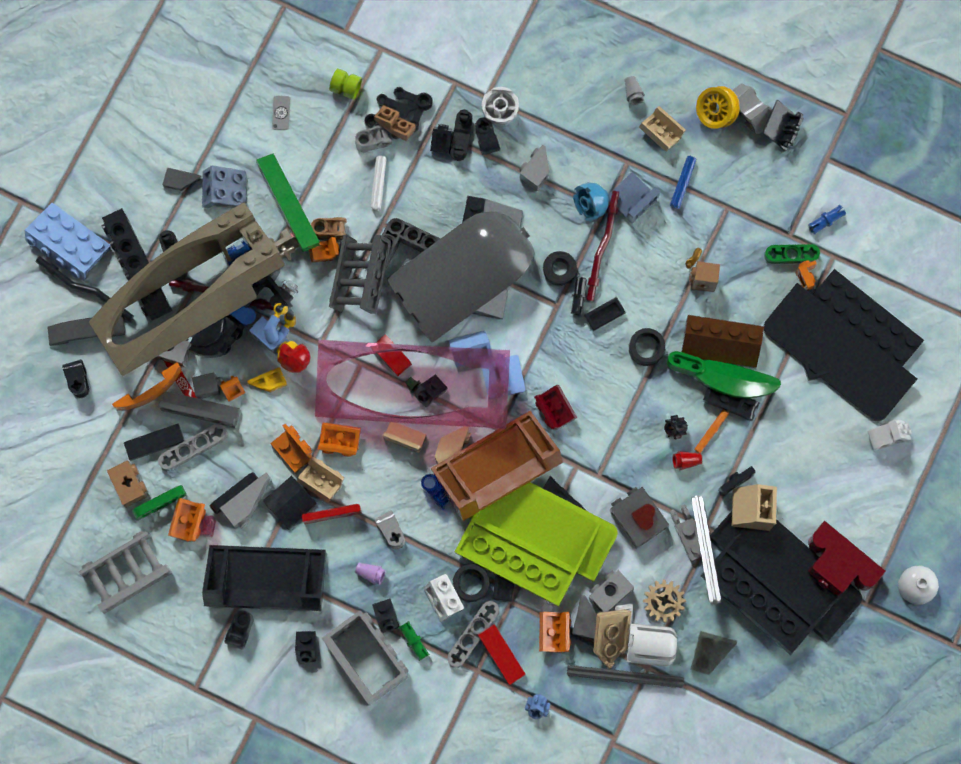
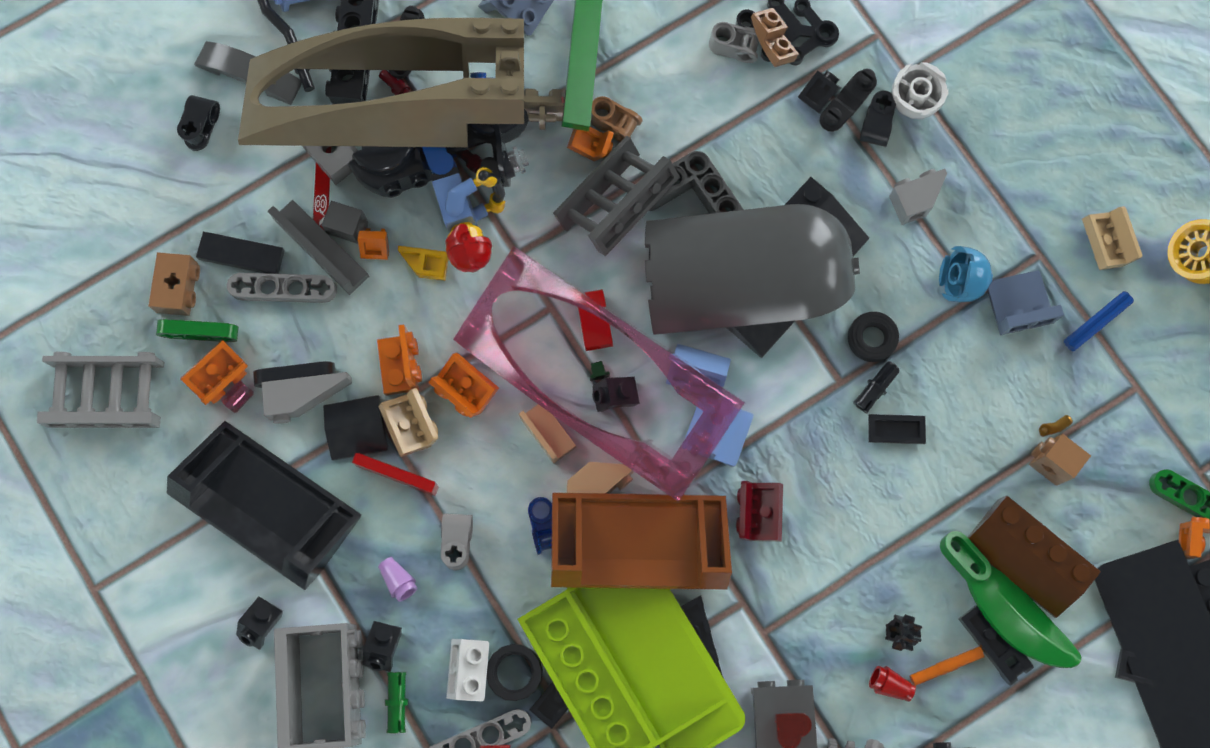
camera: 30 degrees right, 0 degrees up
(153, 393) = (308, 185): orange slope -> none
(239, 630) = (187, 553): black piece -> none
(378, 183) = (709, 100): white axle -> none
(593, 281) = (984, 304): dark red bar -> none
(633, 91) = (1101, 171): light grey cone -> none
(651, 333) = (944, 491): black tyre -> none

